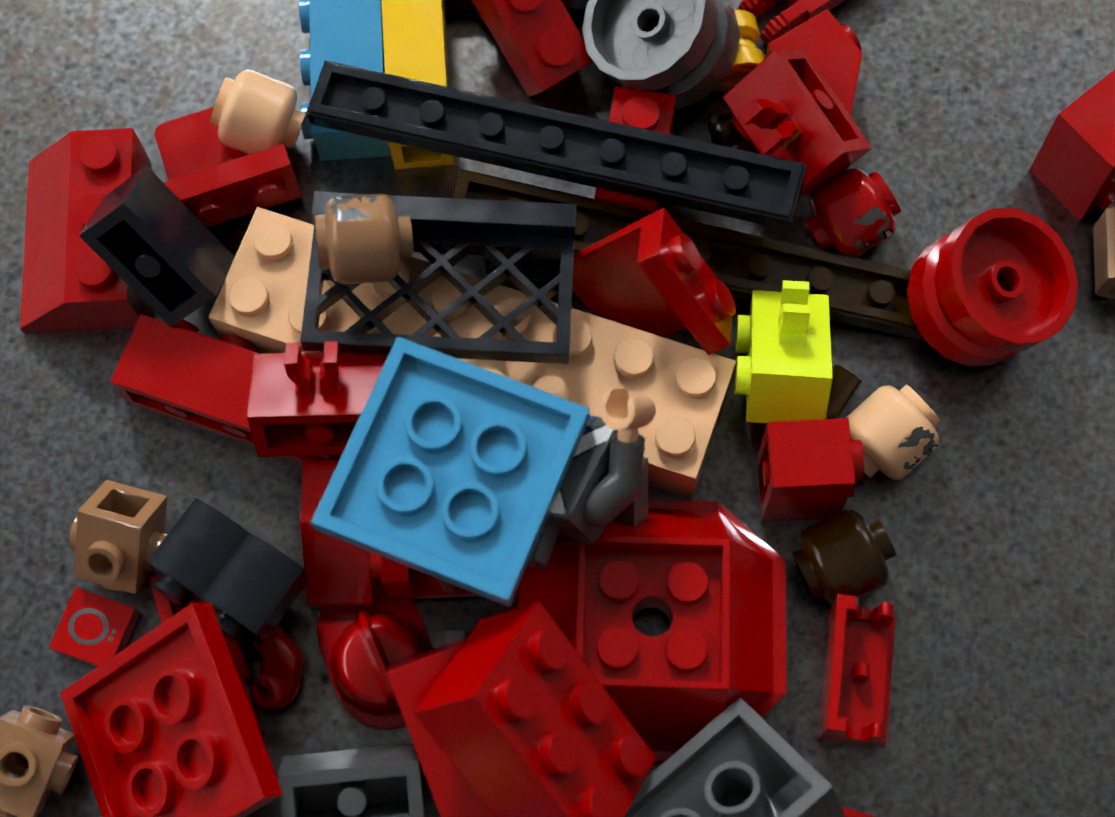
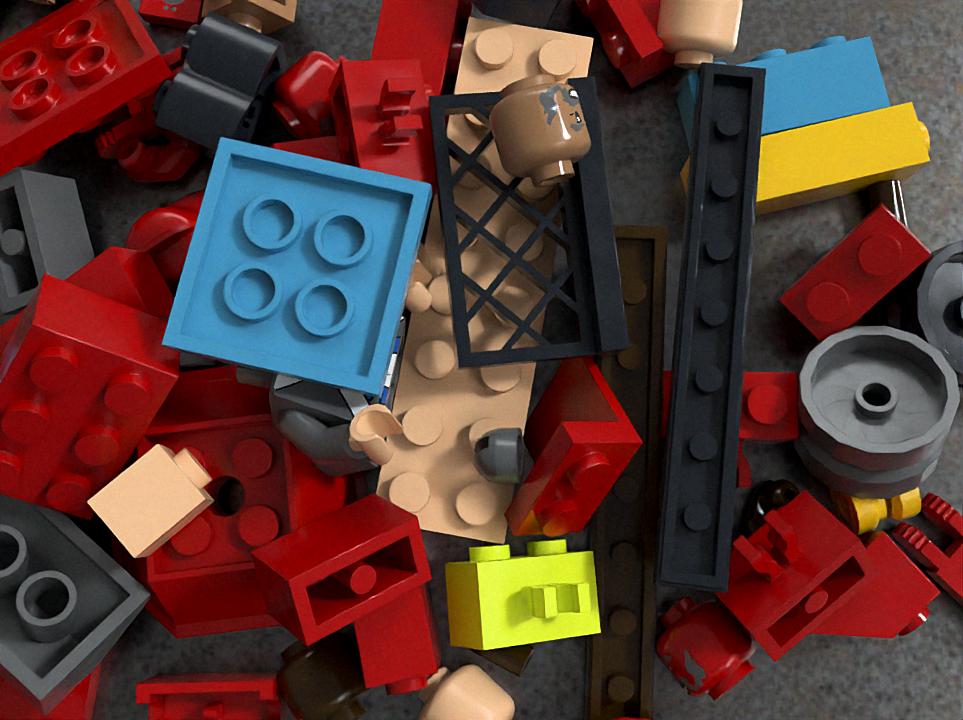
camera: 80 degrees right, 10 degrees up
(251, 488) = (304, 97): none -> red head
(651, 656) = (153, 499): none -> light nougat brick
(655, 339) = (500, 455): none -> dark grey hinge
(740, 487) = (341, 567): none -> red brick

